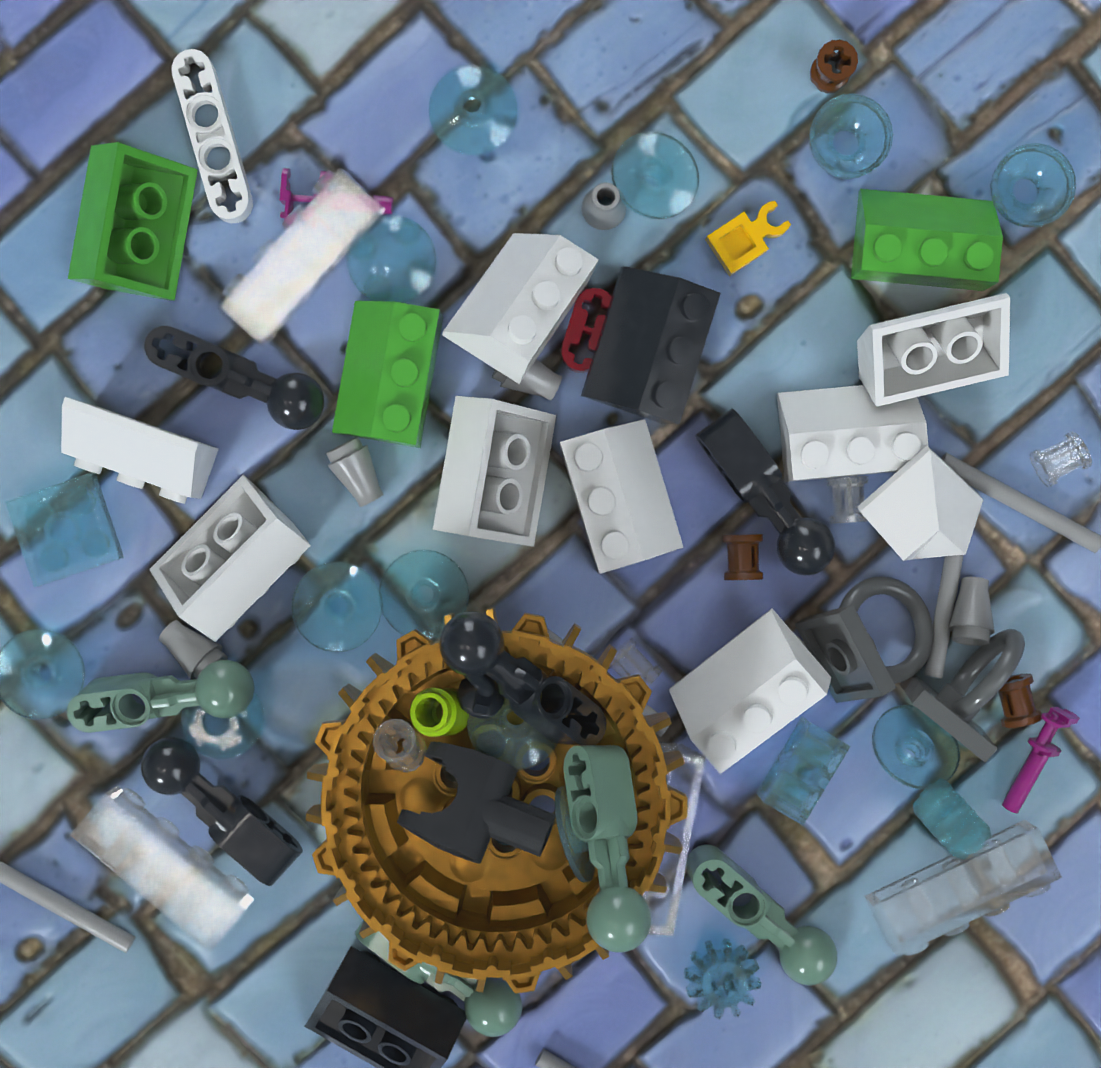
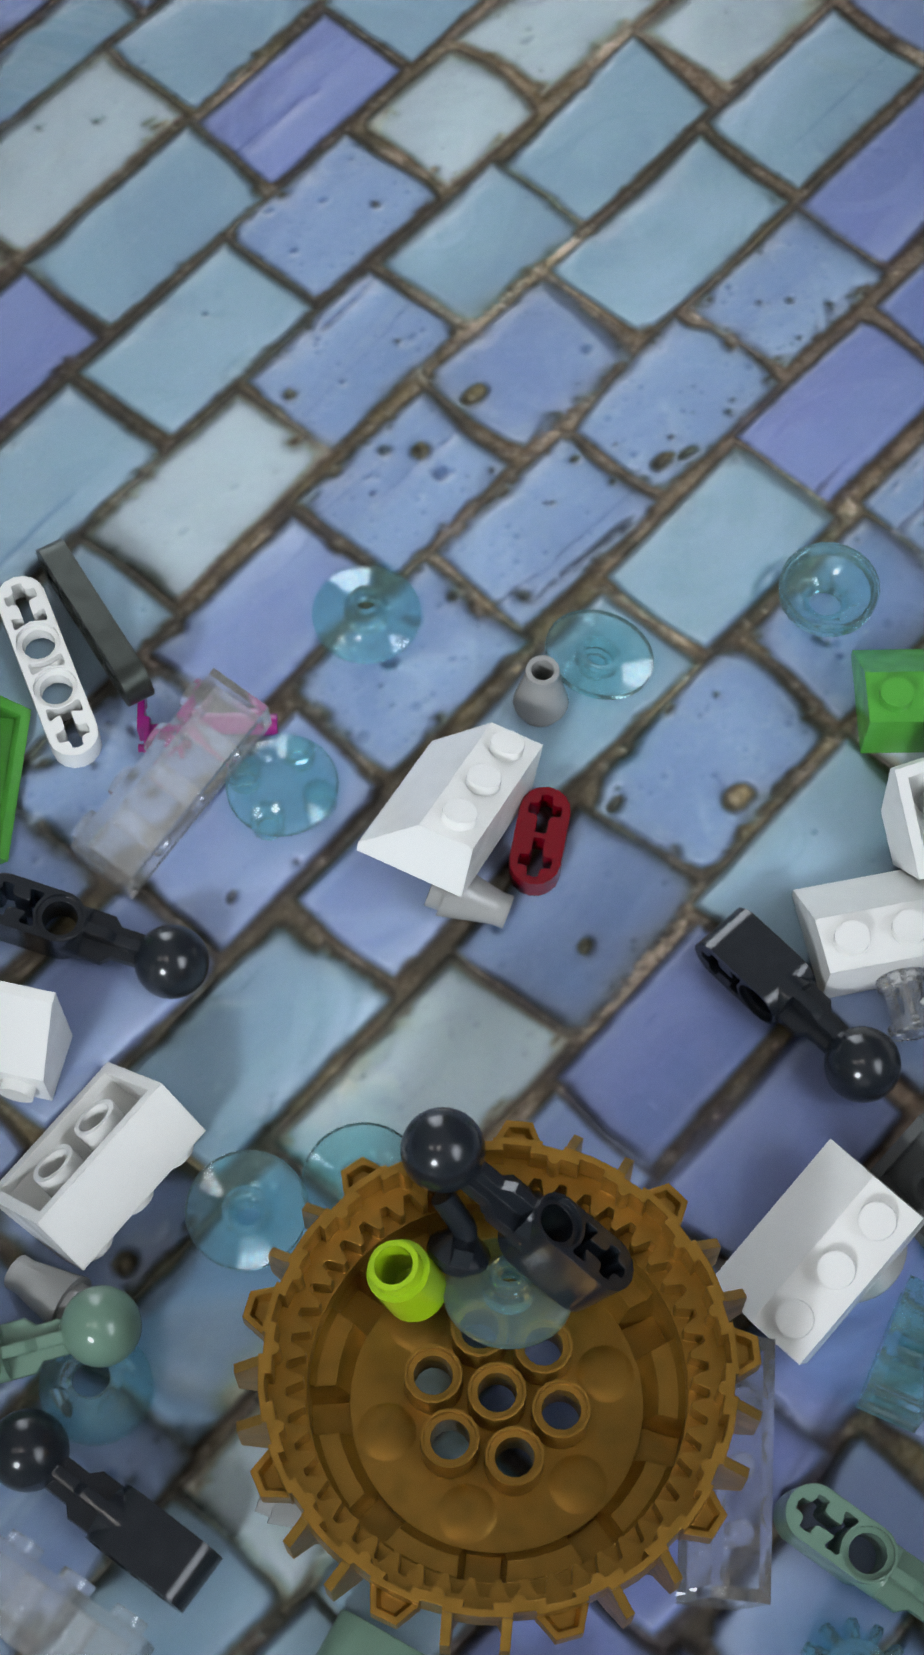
camera: 10 degrees left, 25 degrees down
(249, 101) = (95, 622): none -> pearl dark grey beam
(355, 470) = (255, 1033): light grey cone -> none
(386, 746) = (353, 1322): clear bush -> none
(388, 372) = (290, 913): bright green slope -> none
(479, 809) = (473, 1388): black connector -> none
(494, 470) = (440, 1016): white slope -> none
(574, 848) = (621, 1416): clear light blue dish -> none
(604, 817) = (651, 1368): sand green beam -> none
(621, 495) = (607, 1032): white slope -> none
(650, 344) = (622, 843): black slope -> none
(742, 241) = (719, 718): yellow plate -> none
(743, 557) = (782, 1089): reddish brown bush -> none
(845, 61) = (801, 520): reddish brown bush -> none

